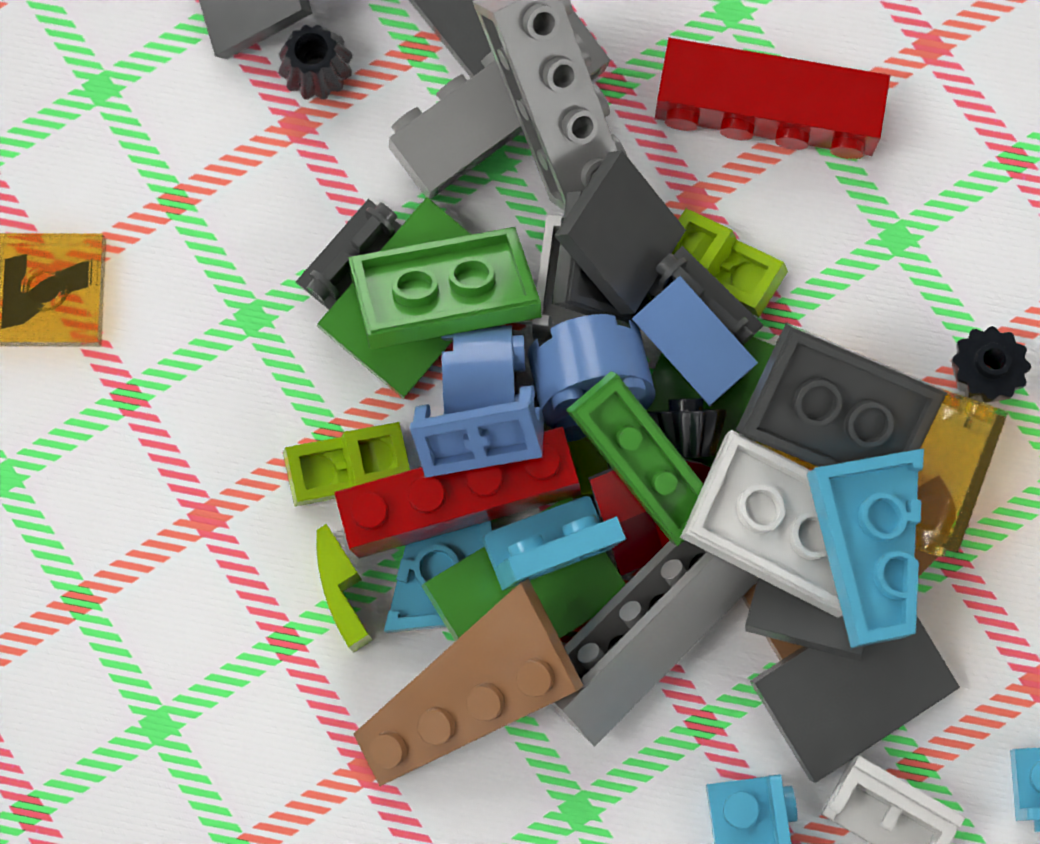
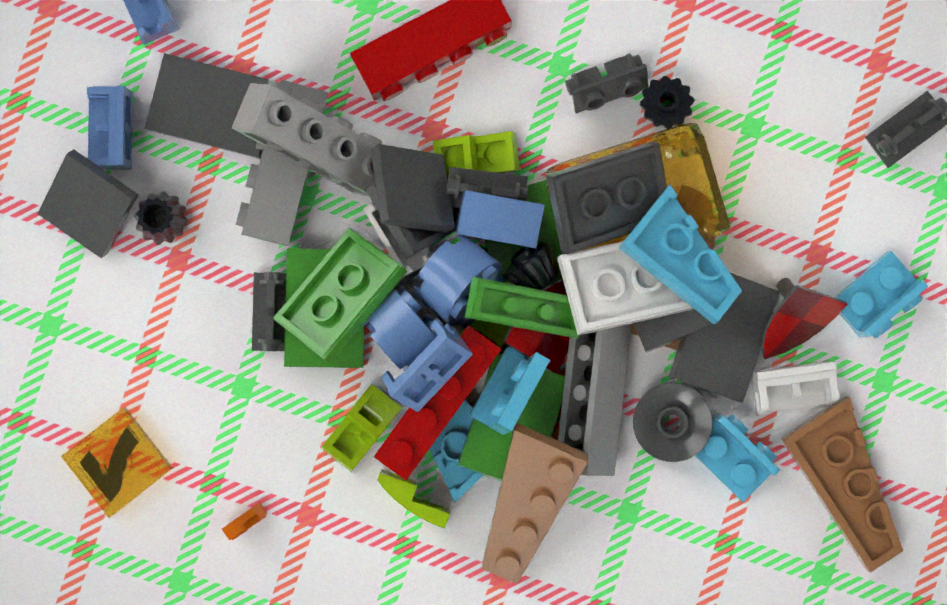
camera: 45 degrees left, 10 degrees up
(129, 464) = (244, 521): none -> orange tile
(717, 709) = (694, 422): none -> dark grey dish
(913, 291) = (624, 78): none -> dark grey hinge
(958, 733) = (798, 317): none -> shield

